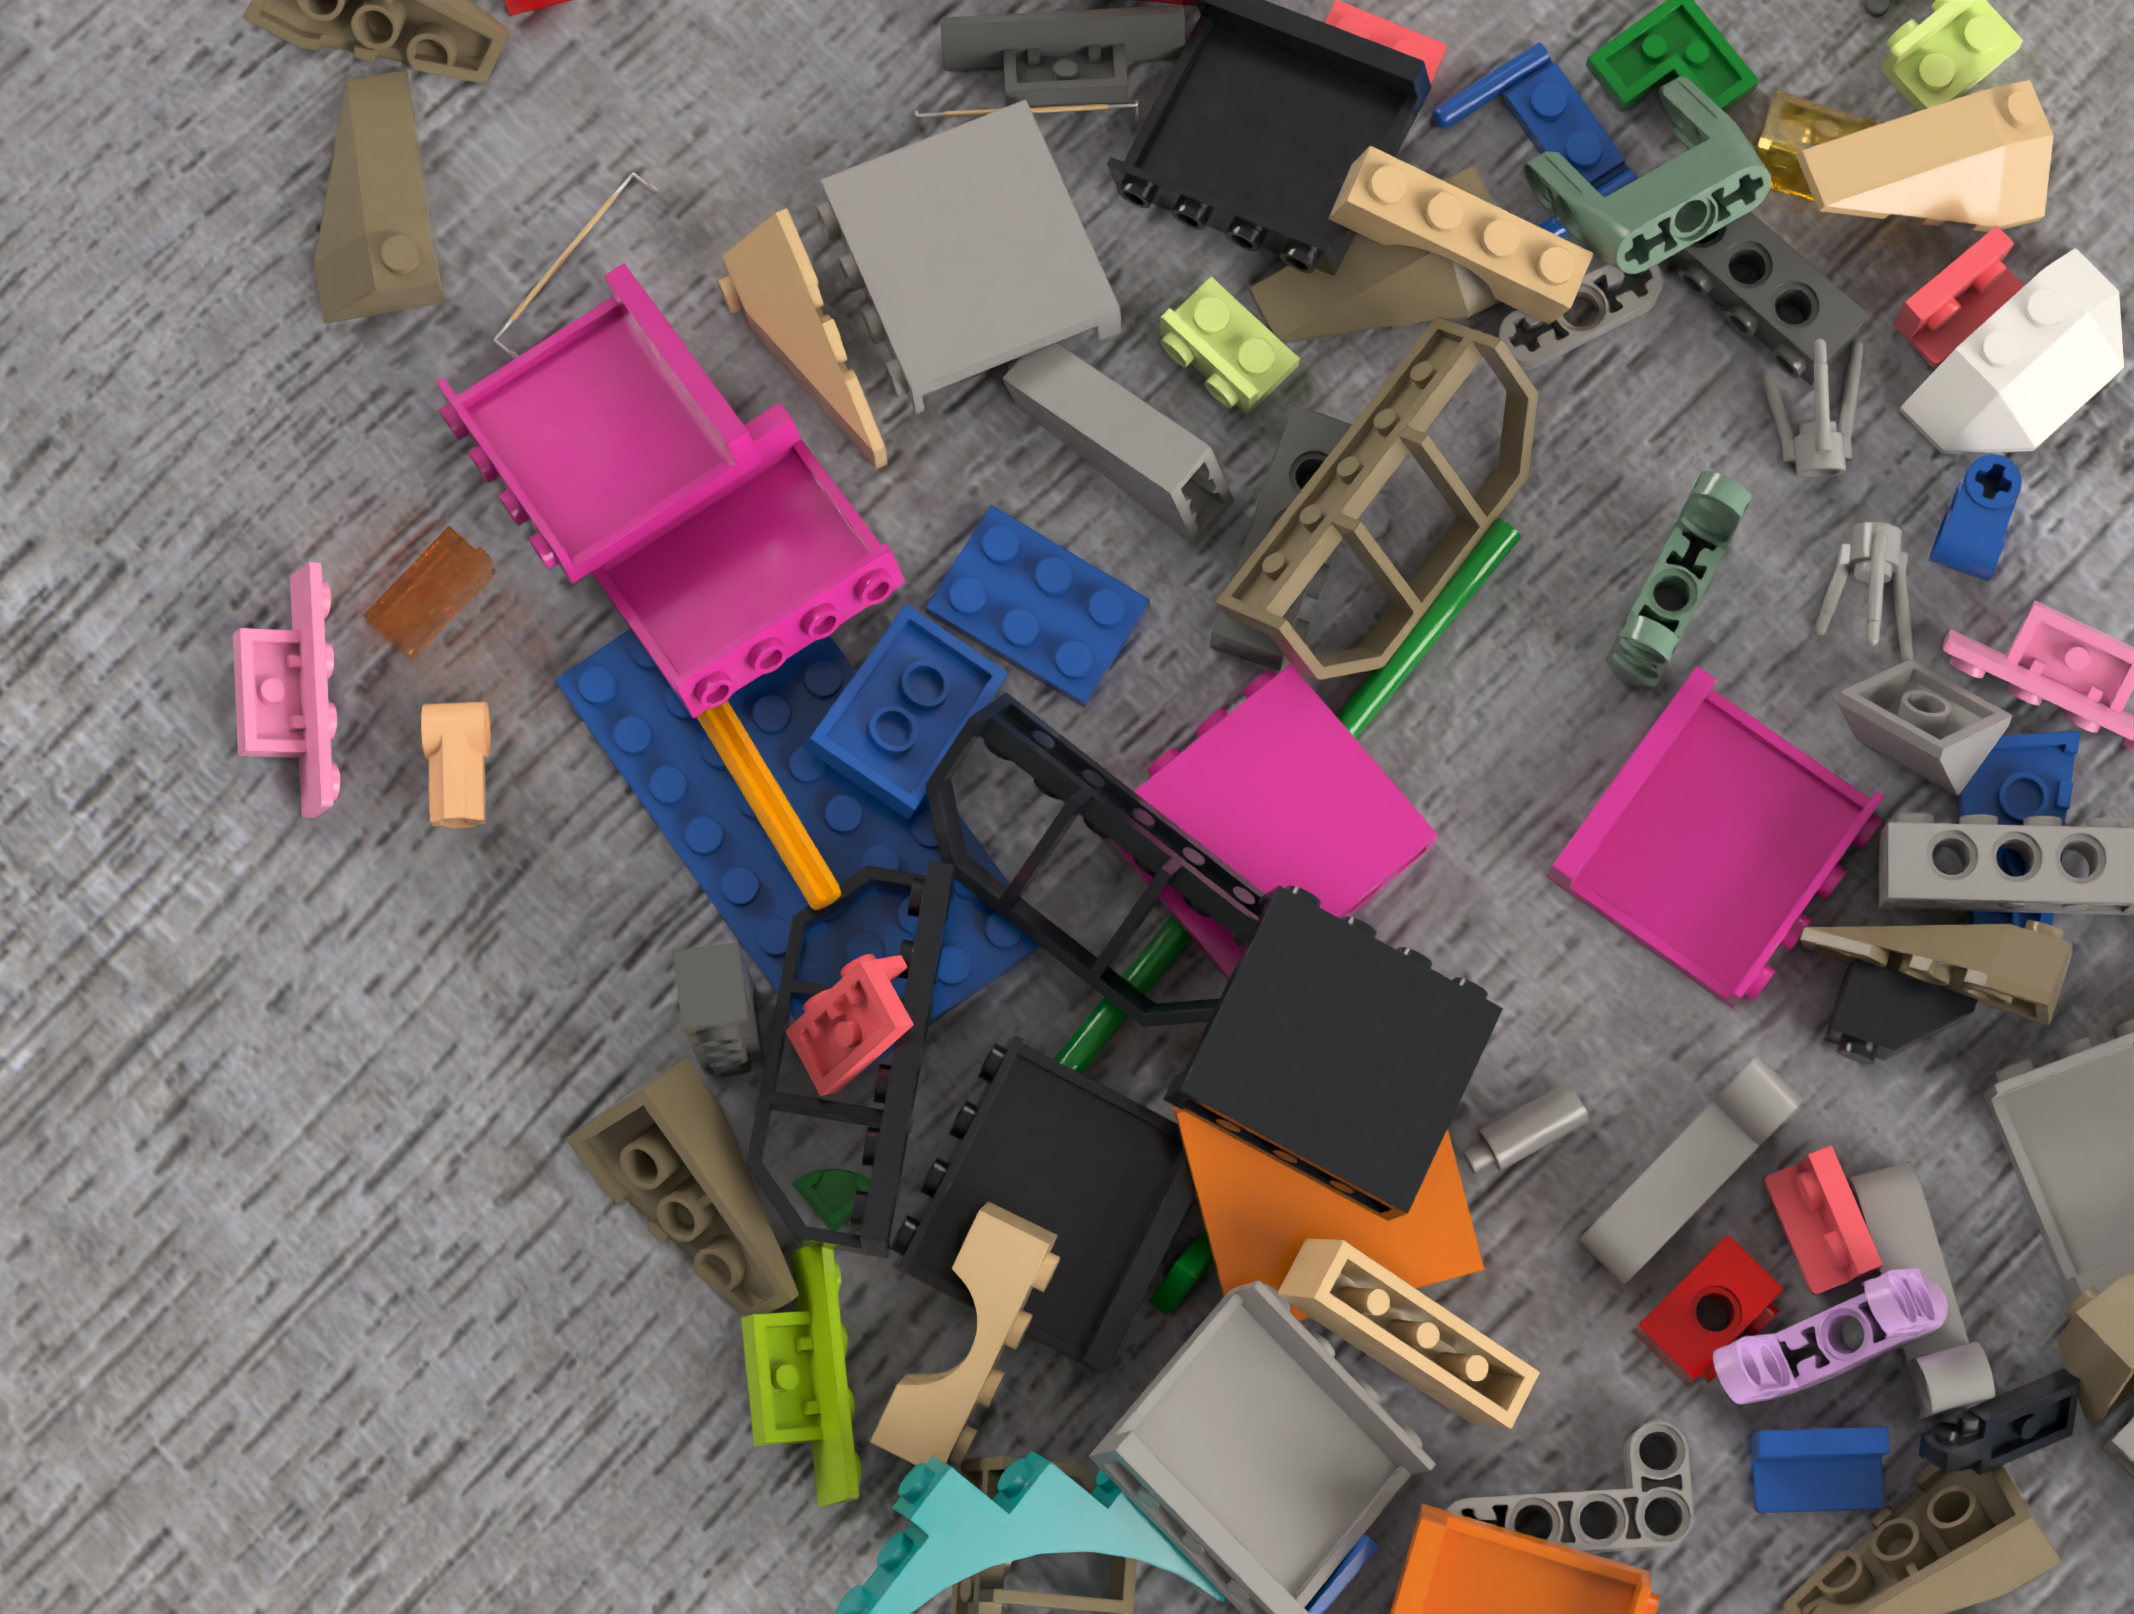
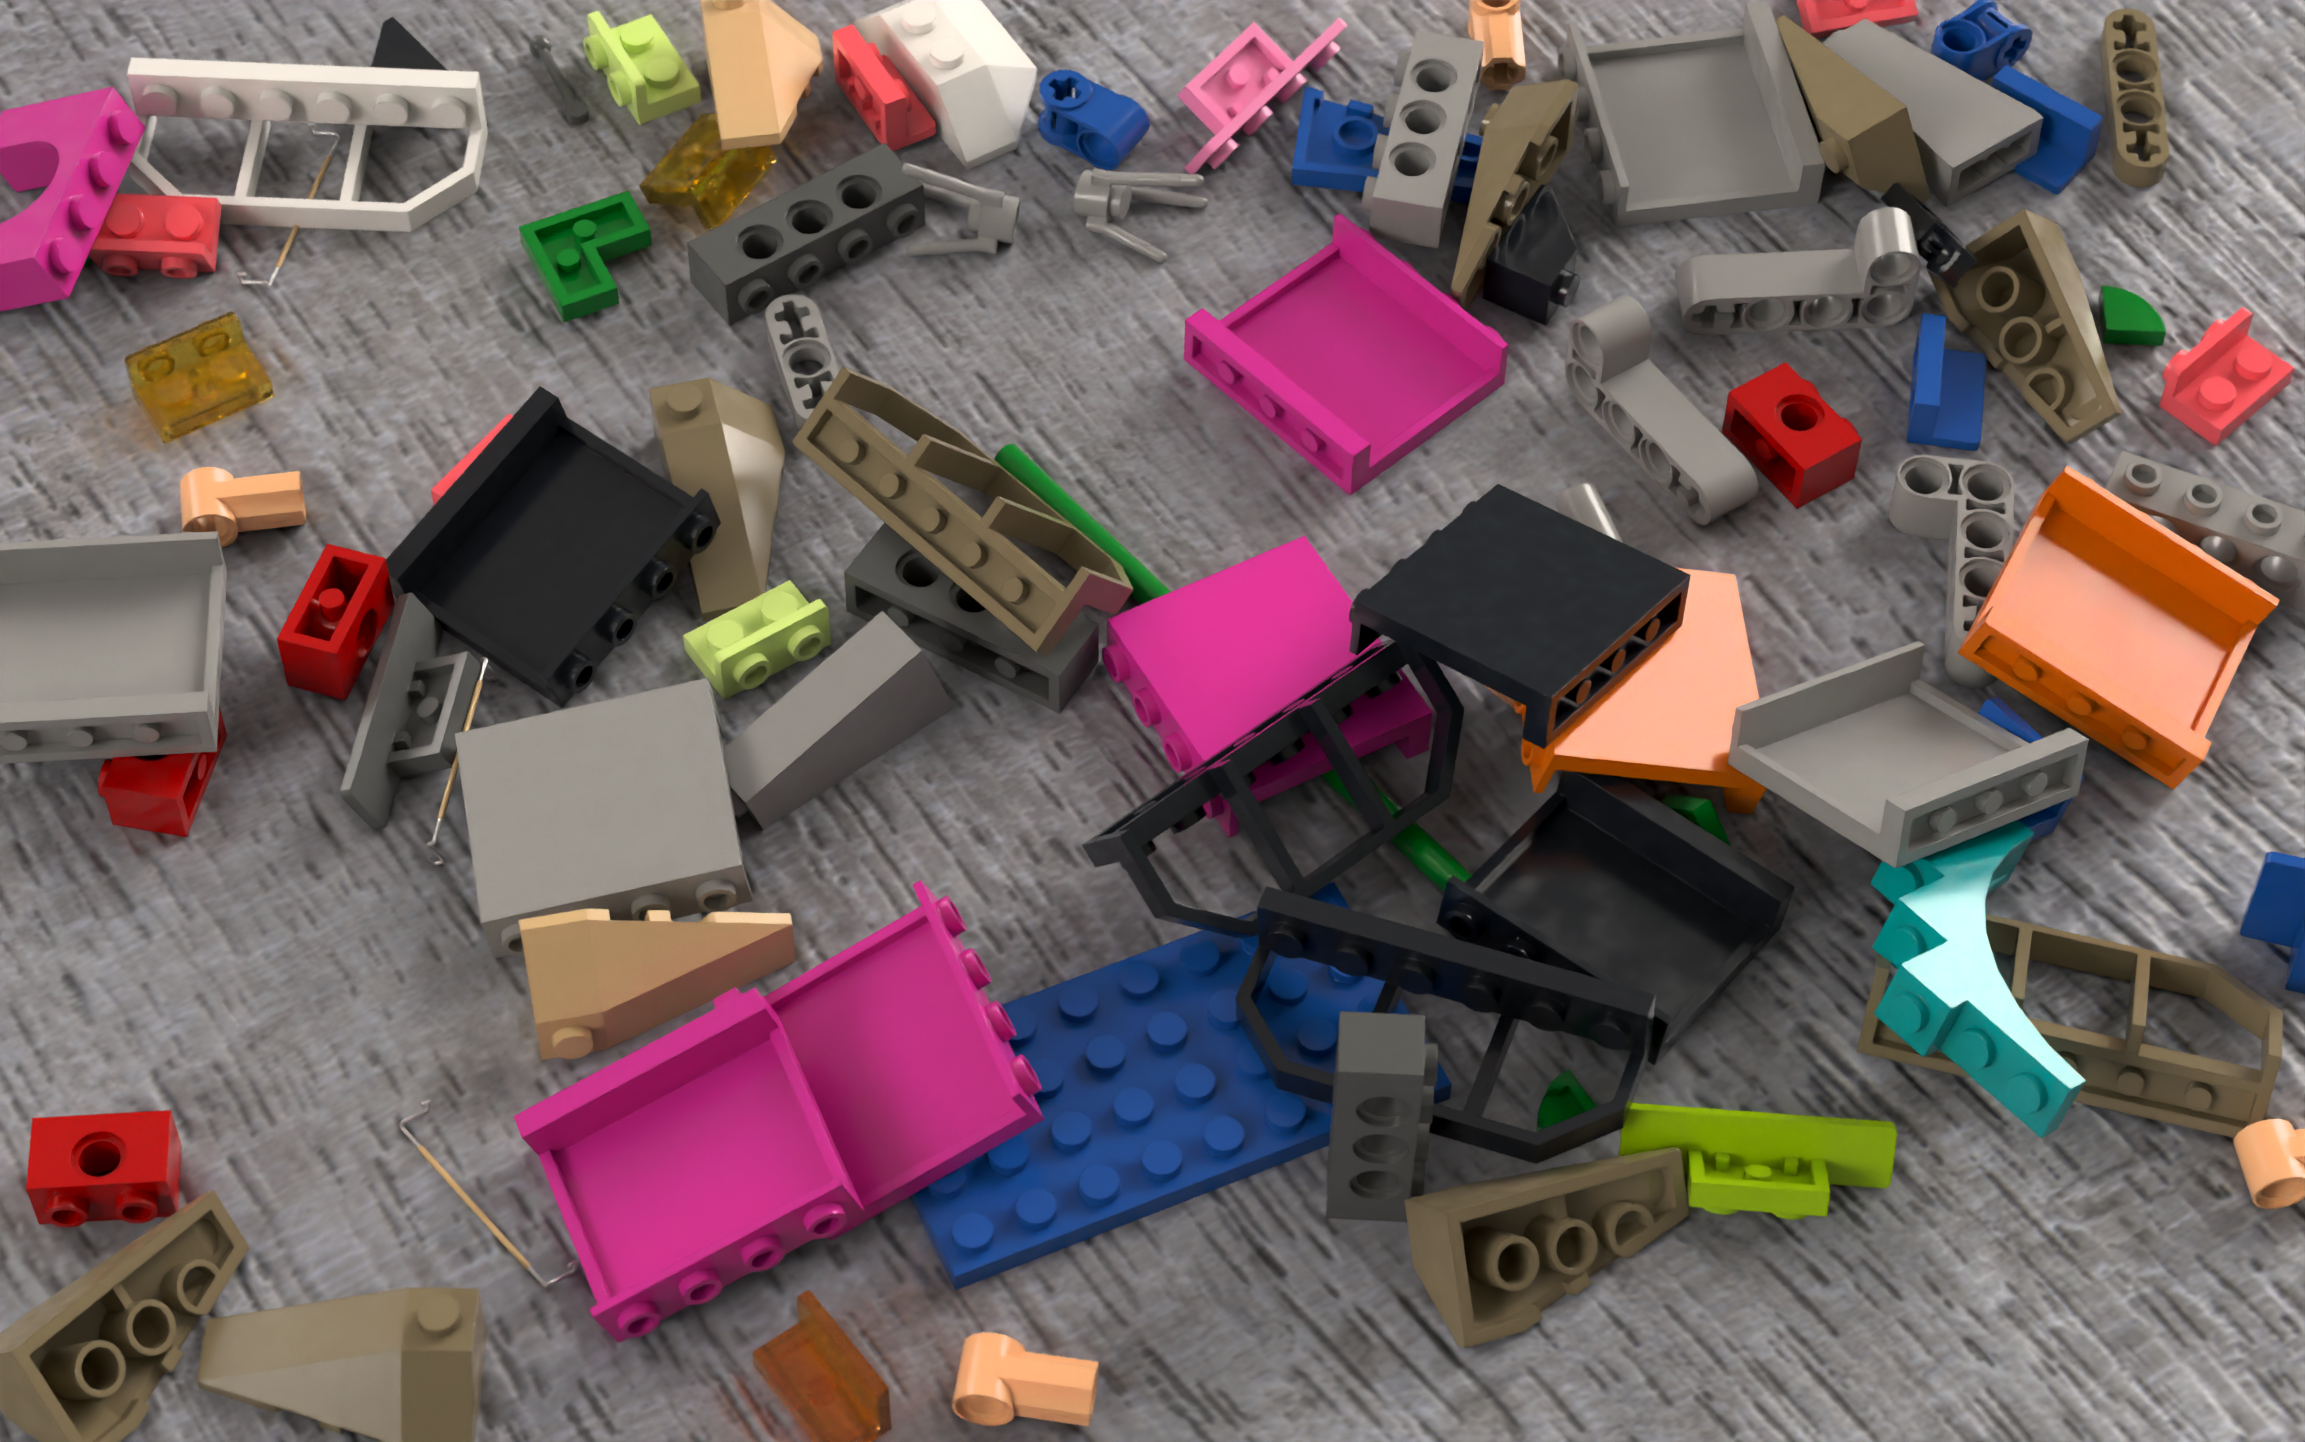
camera: 80 degrees left, 25 degrees down
(770, 806) = (1153, 1070): light orange axle -> none
(850, 1022) = (1419, 976): coral bracket -> none
(904, 710) = (1077, 946): blue plate -> none
(1000, 1268) = (1810, 1041): tan arch -> none
(1037, 606) = (985, 836): blue plate -> none
(1408, 1333) = (1793, 624): tan brick -> none
(1414, 209) = (678, 426): tan arch -> none
(1550, 117) = (628, 350): blue plate -> none
(1651, 632) = (1130, 355): sand green connector -> none
(1668, 206) = (747, 249): sand green connector -> none
(1822, 1222) = (1721, 331): coral bracket -> none
(1893, 1313) = (1865, 370): lavender connector -> none
(1924, 723) = (1279, 181): light grey slope -> none

